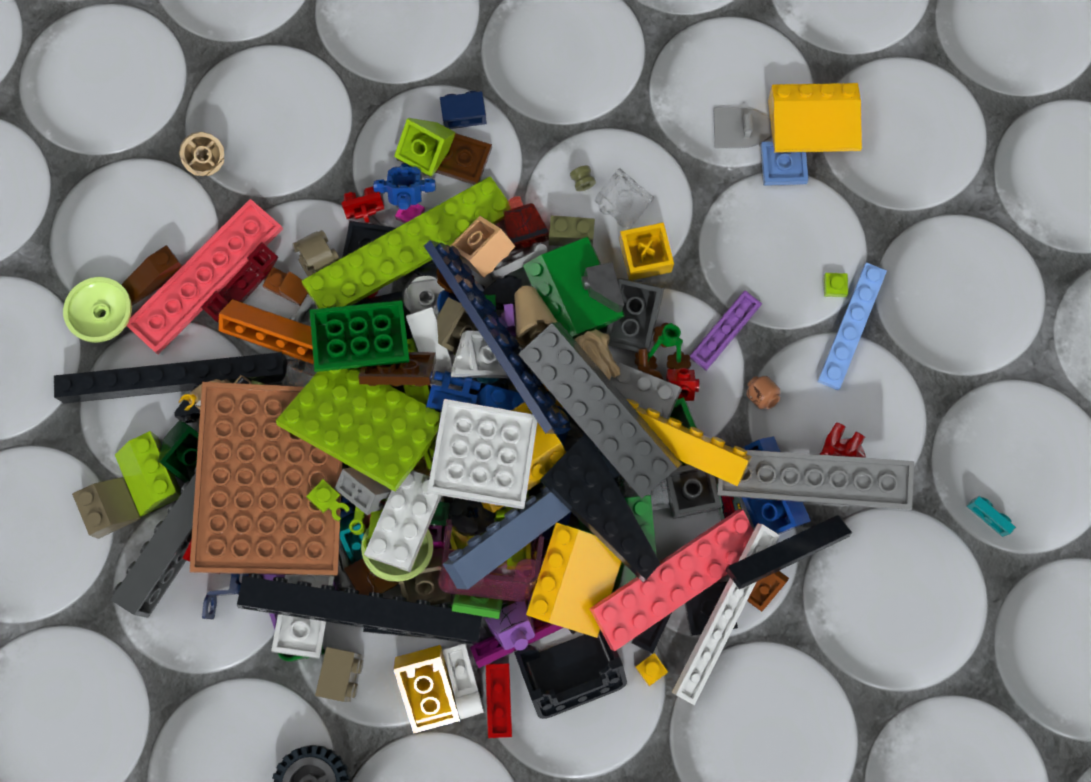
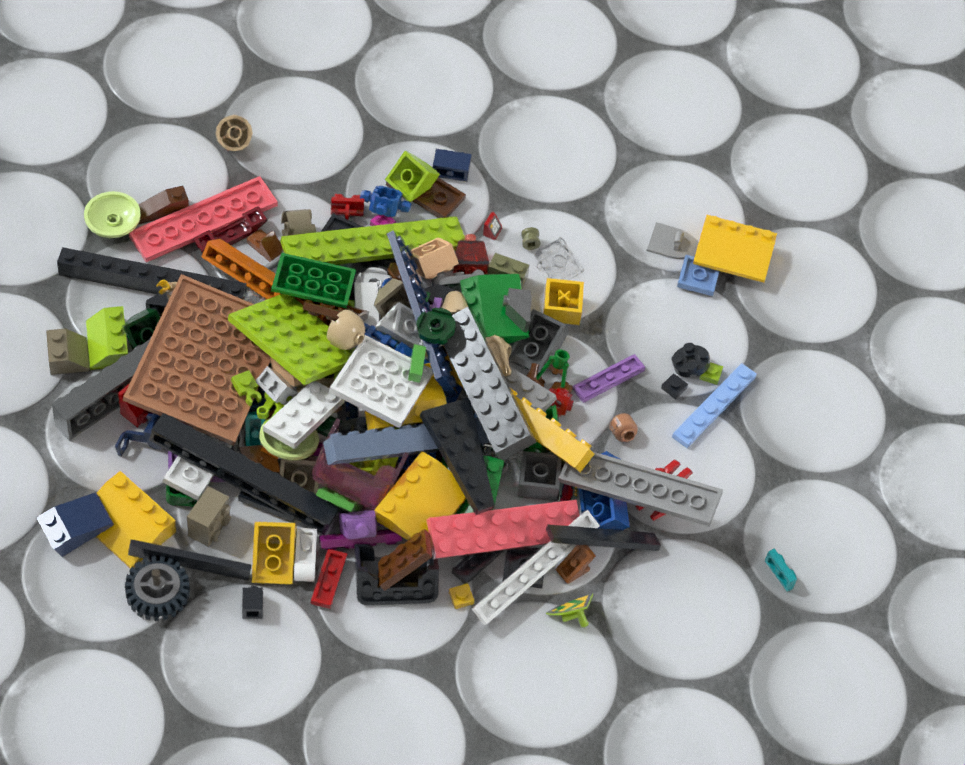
camera: 10 degrees right, 20 degrees down
(189, 734) = (75, 523): none -> dark blue slope
(247, 705) = (133, 517): none -> yellow slope
(334, 736) = (191, 559): none -> black tile
(423, 404) = (346, 331): none -> tan cylinder
(423, 762) = (252, 602): none -> black brick
(516, 417) = (416, 363): none -> bright green piece
(533, 371) = (436, 335): none -> dark green plate
(535, 177) = (492, 227): none -> slope
(580, 663) = (404, 559): none -> reddish brown plate
(780, 646) = (573, 609): none -> shield
(800, 316) = (674, 386): none -> black plate
(814, 290) = (691, 352): none -> black plate

